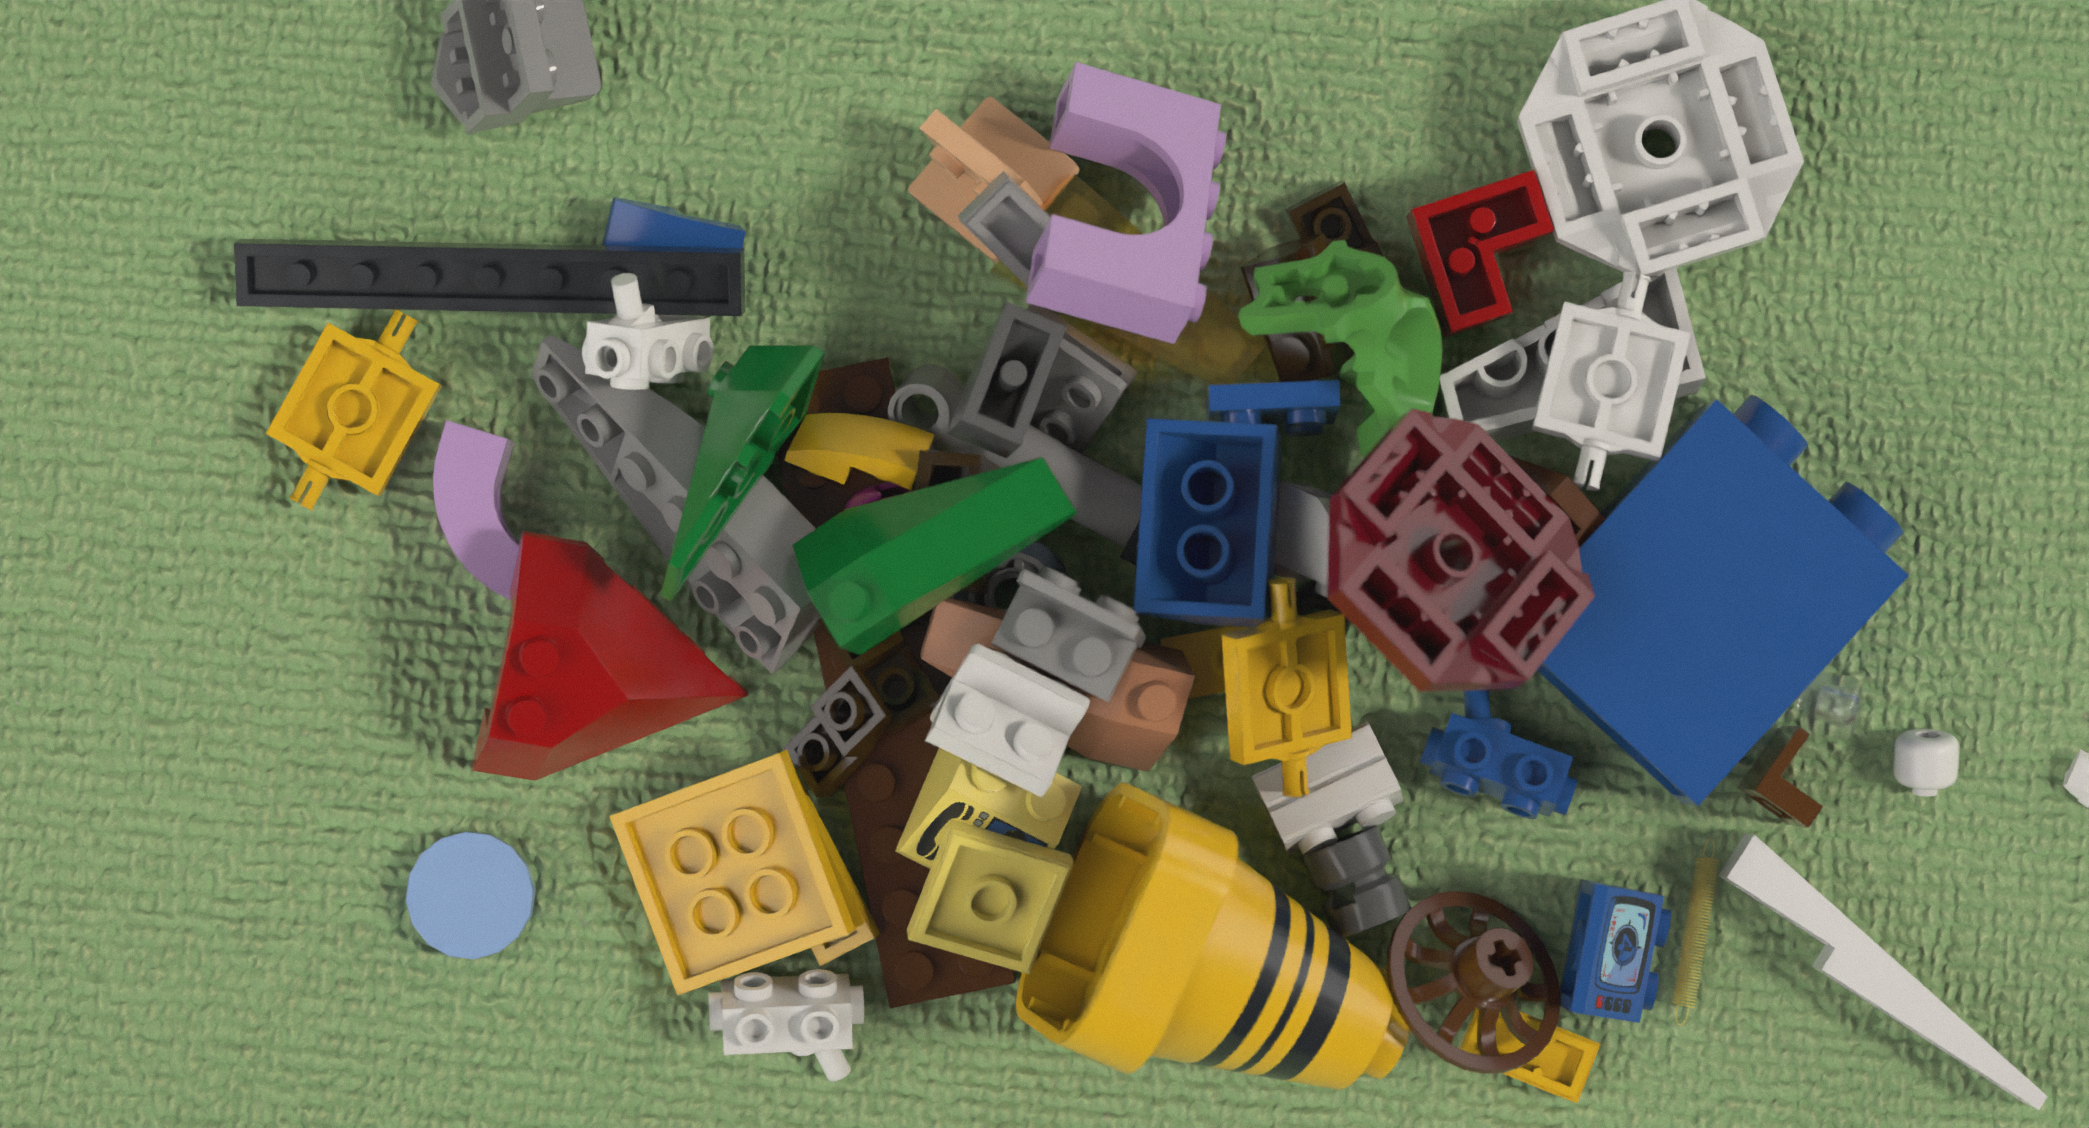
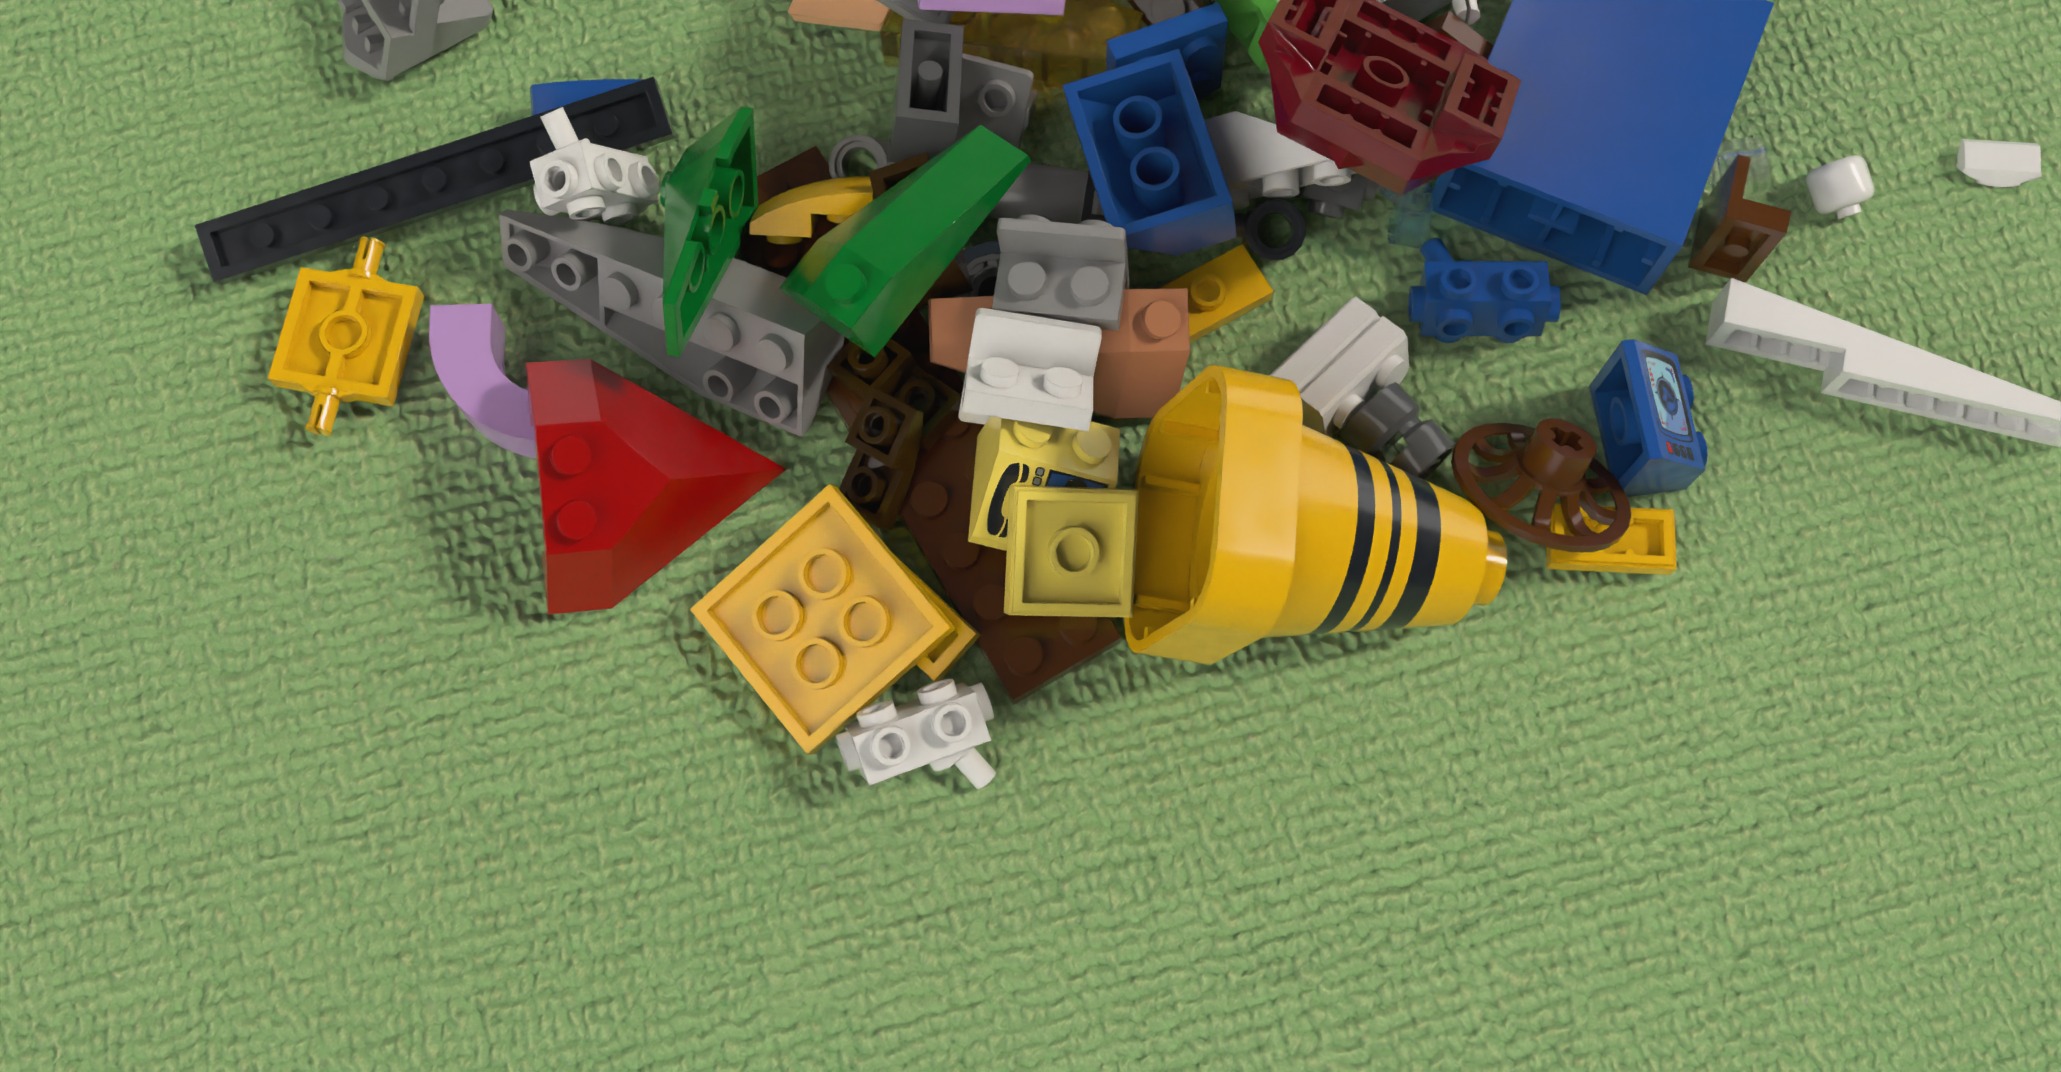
camera: 25 degrees left, 15 degrees down
(470, 895) = (580, 732): light blue tile -> none
(1287, 687) = (1273, 270): yellow plate -> none
(1694, 911) = (1713, 407): light yellow piece -> none

